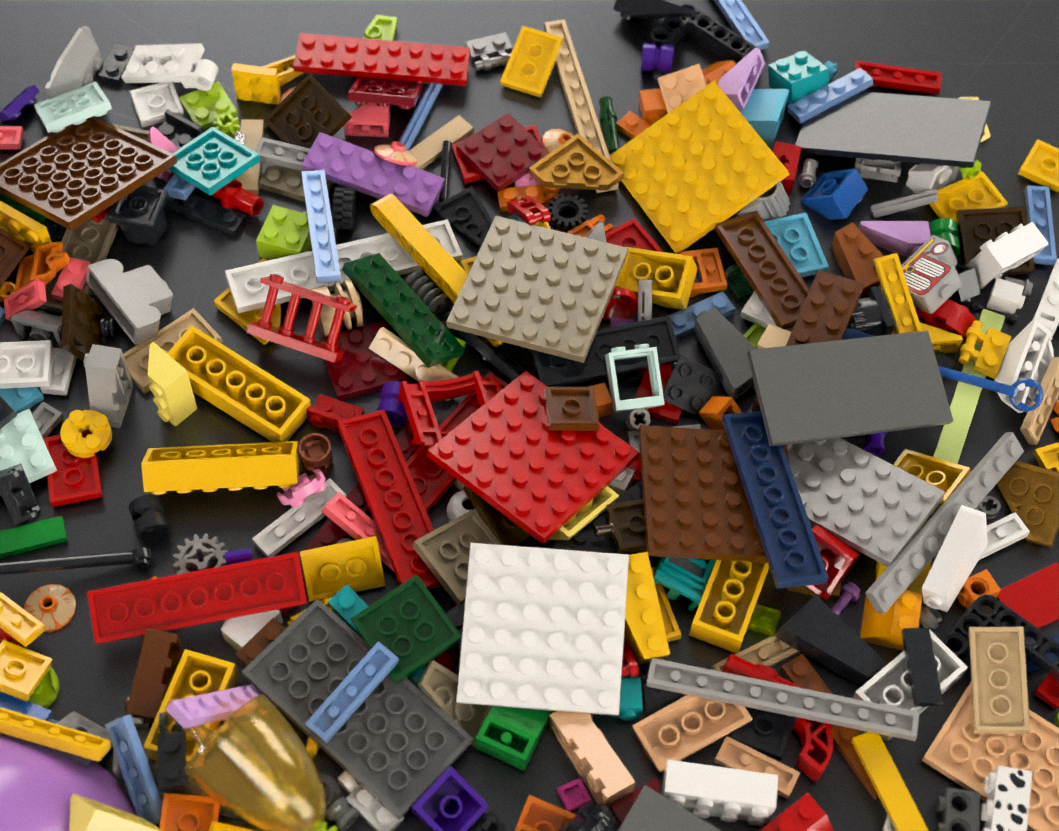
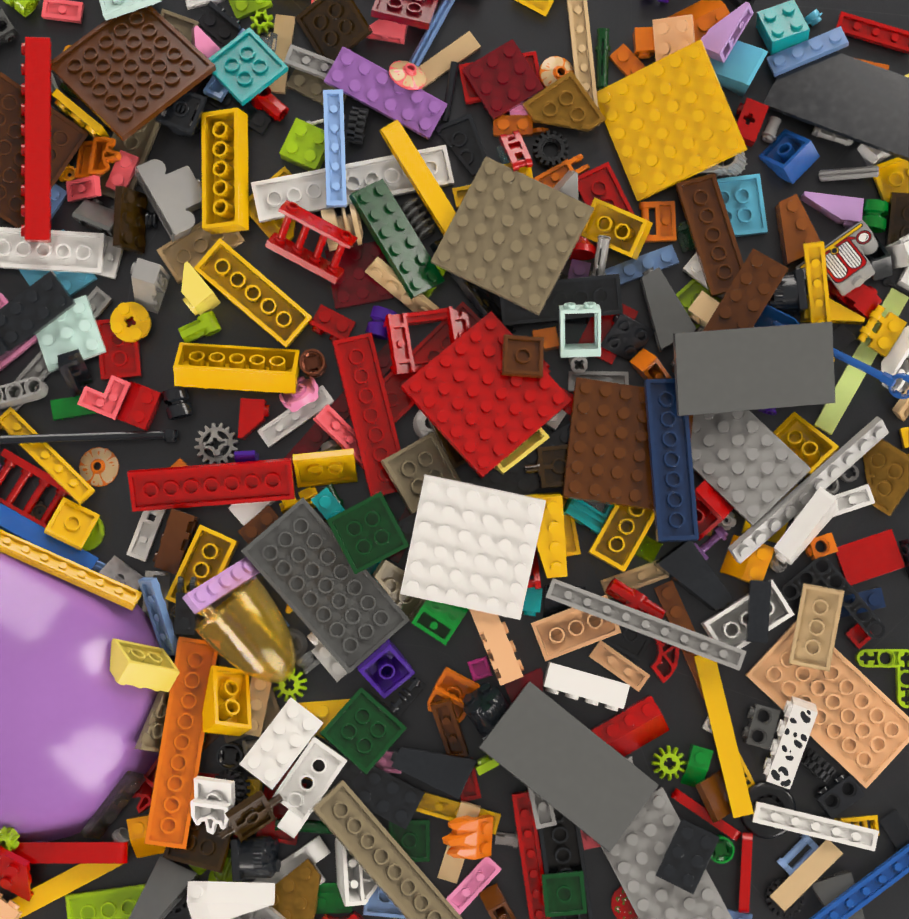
camera: 10 degrees right, 25 degrees up
(57, 526) = (106, 403): none -> coral plate
(99, 527) = (140, 406): none -> red slope
(114, 677) = (145, 534): none -> white plate
(179, 430) = (204, 326): none -> lime piece
(193, 265) = (225, 171): none -> yellow brick
(244, 522) = (251, 416): none -> red slope
(352, 692) = (322, 580): medium blue plate -> none
(860, 576) = (731, 521): none -> white plate

